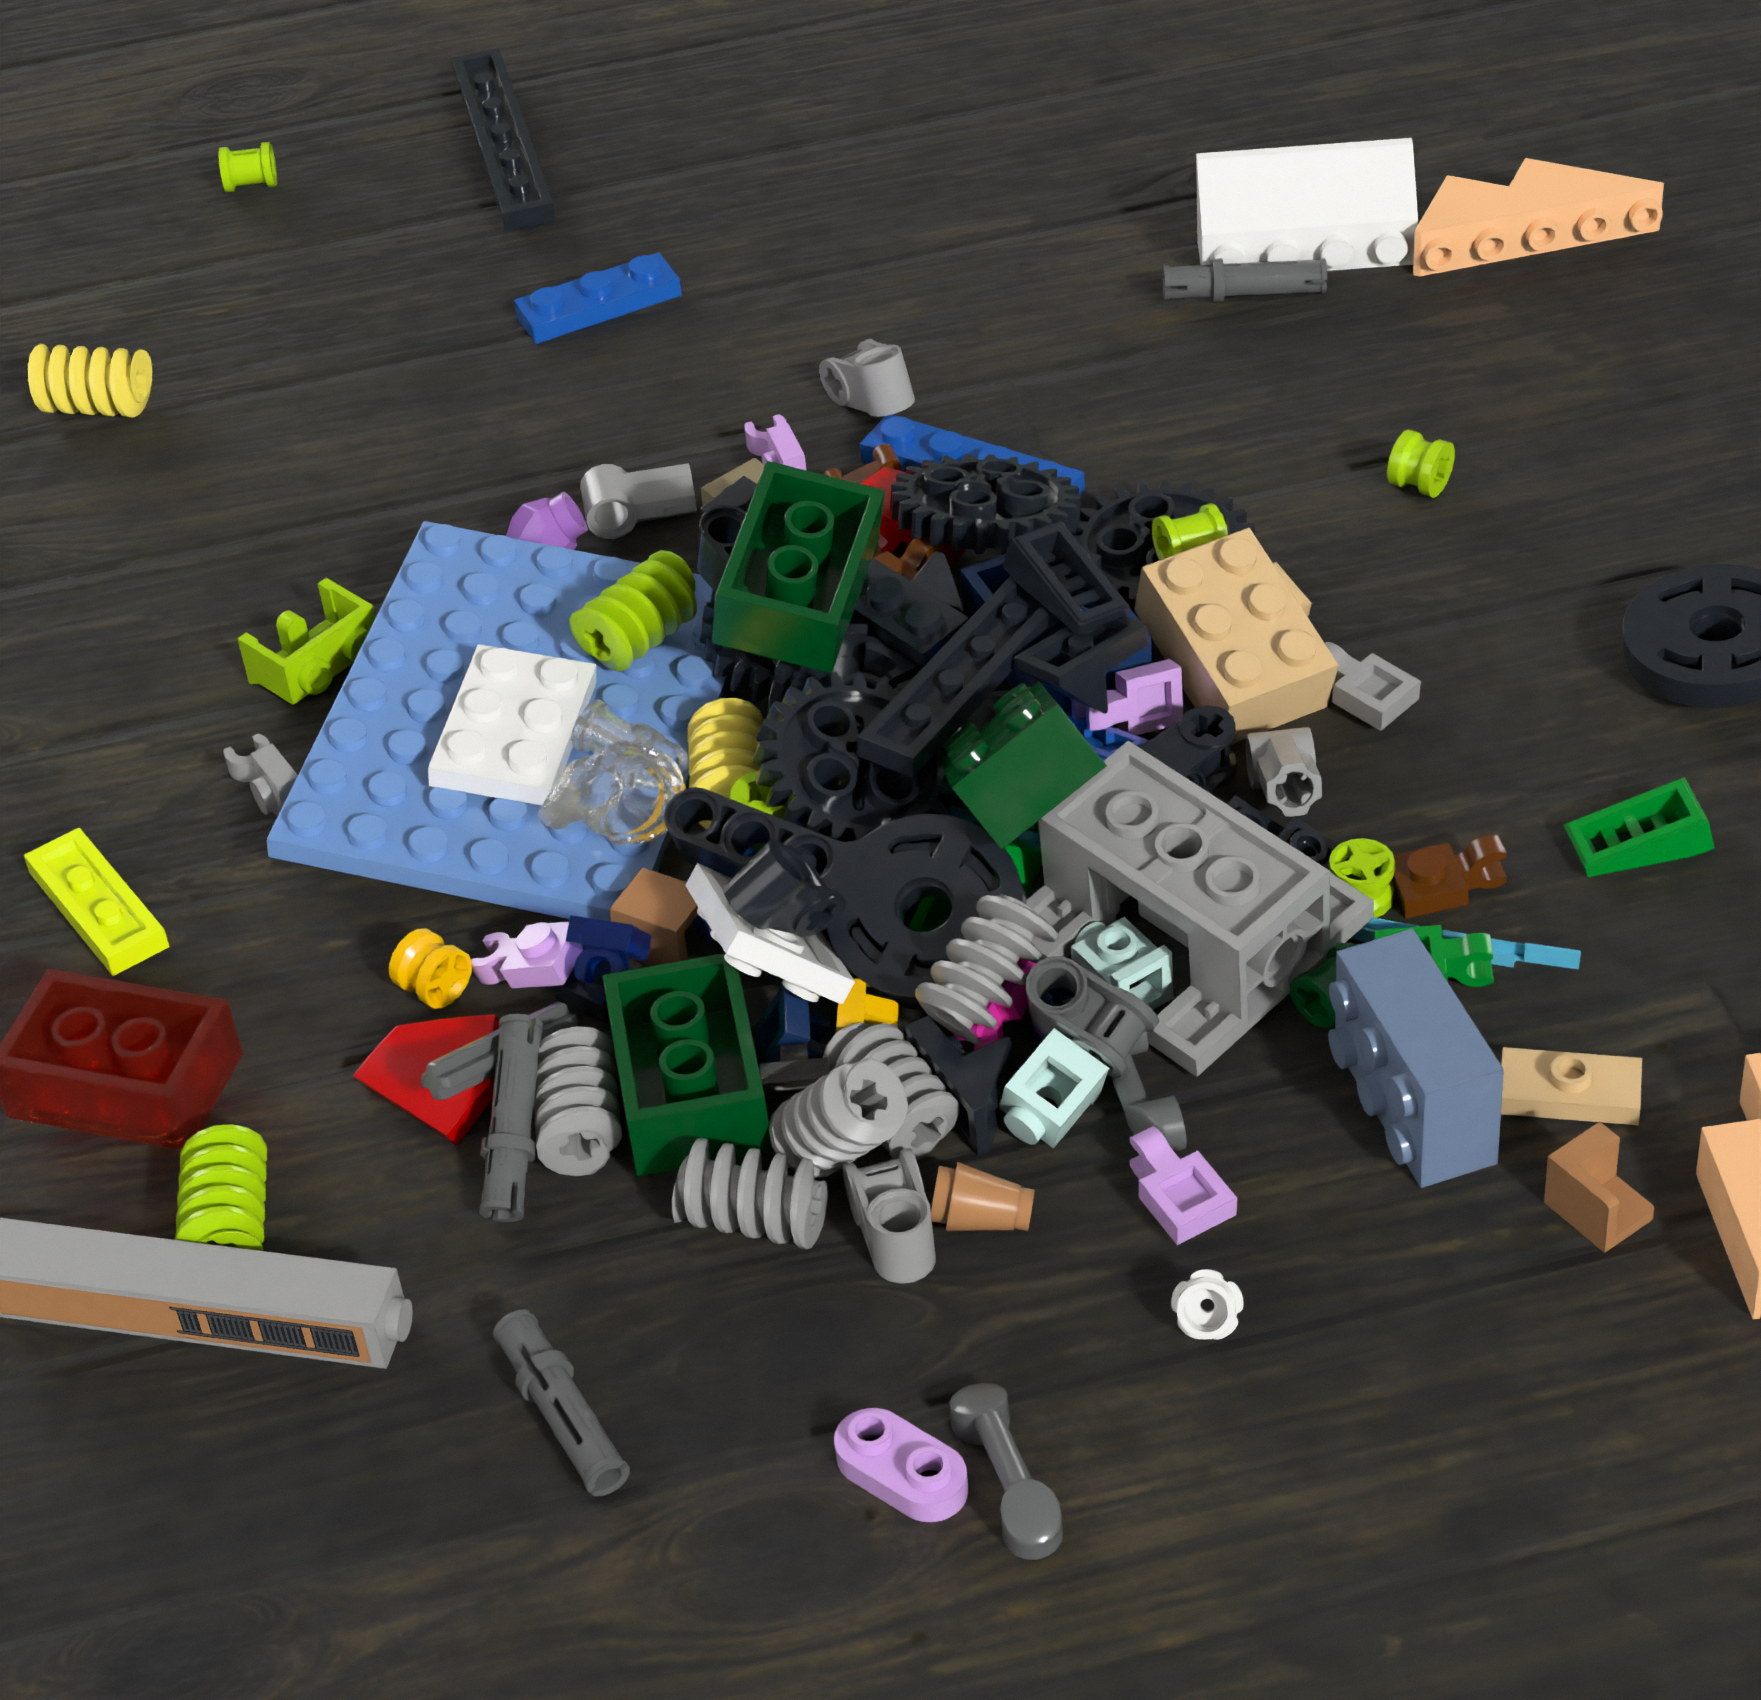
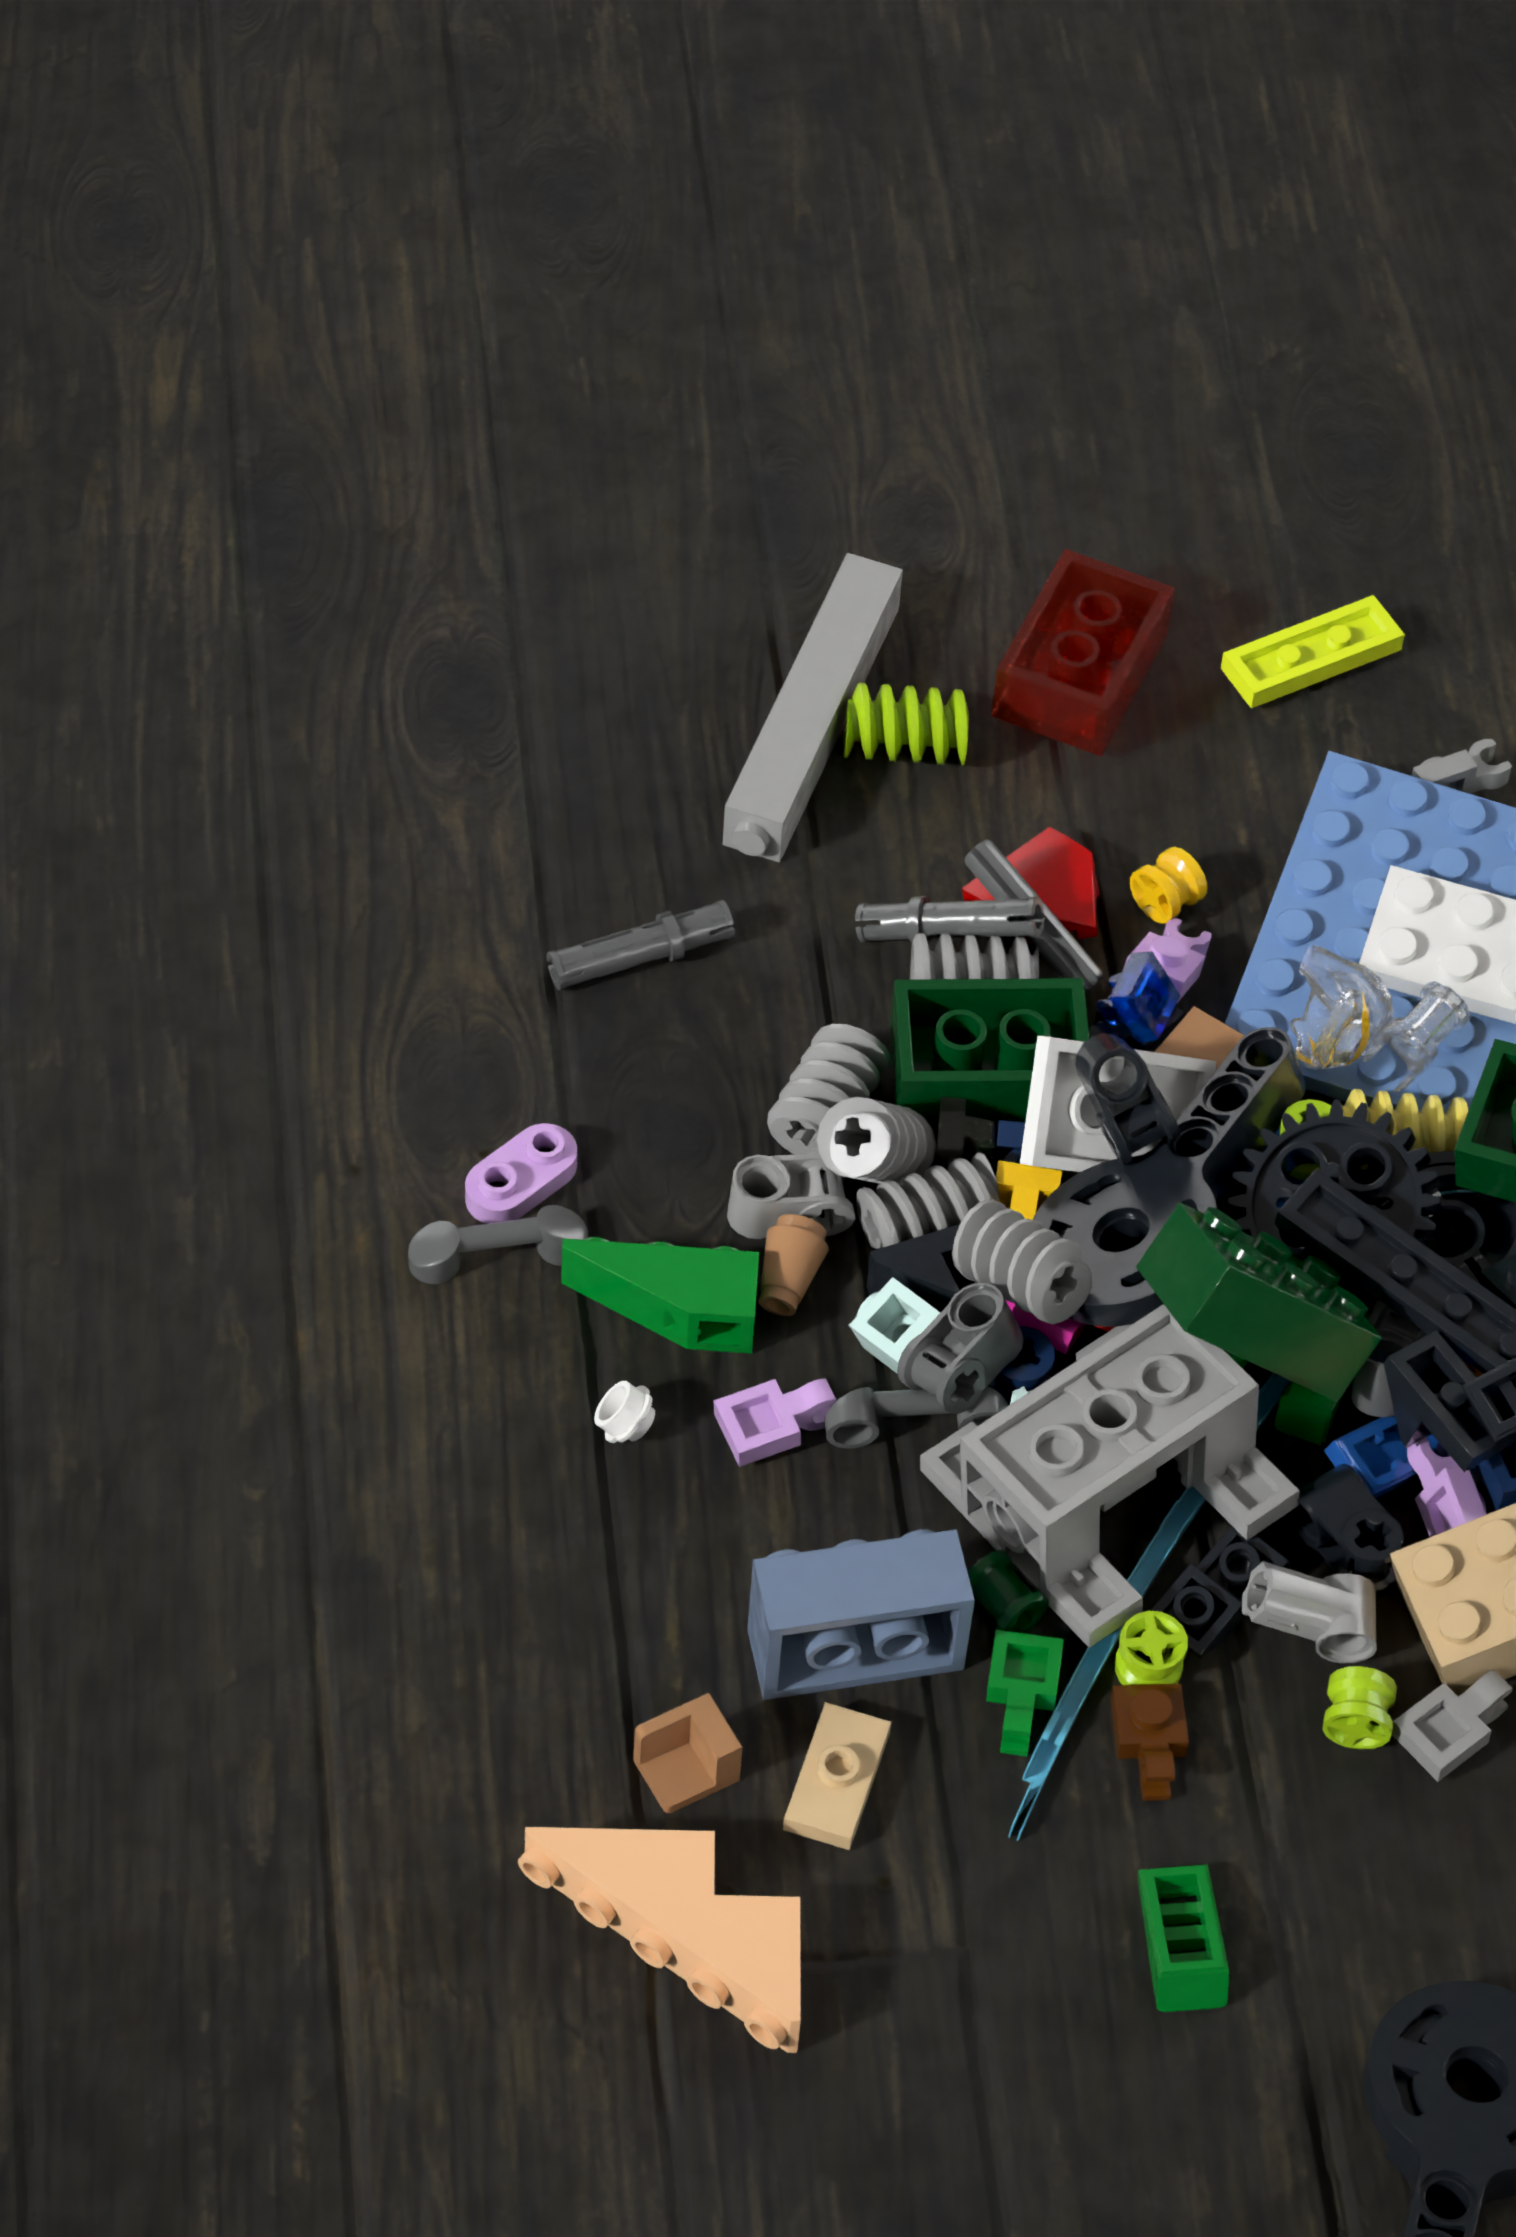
camera: 90 degrees right, 10 degrees up
(1046, 1286) = (678, 1292): none -> green slope
(1373, 738) = (1359, 1707): none -> lime wheel

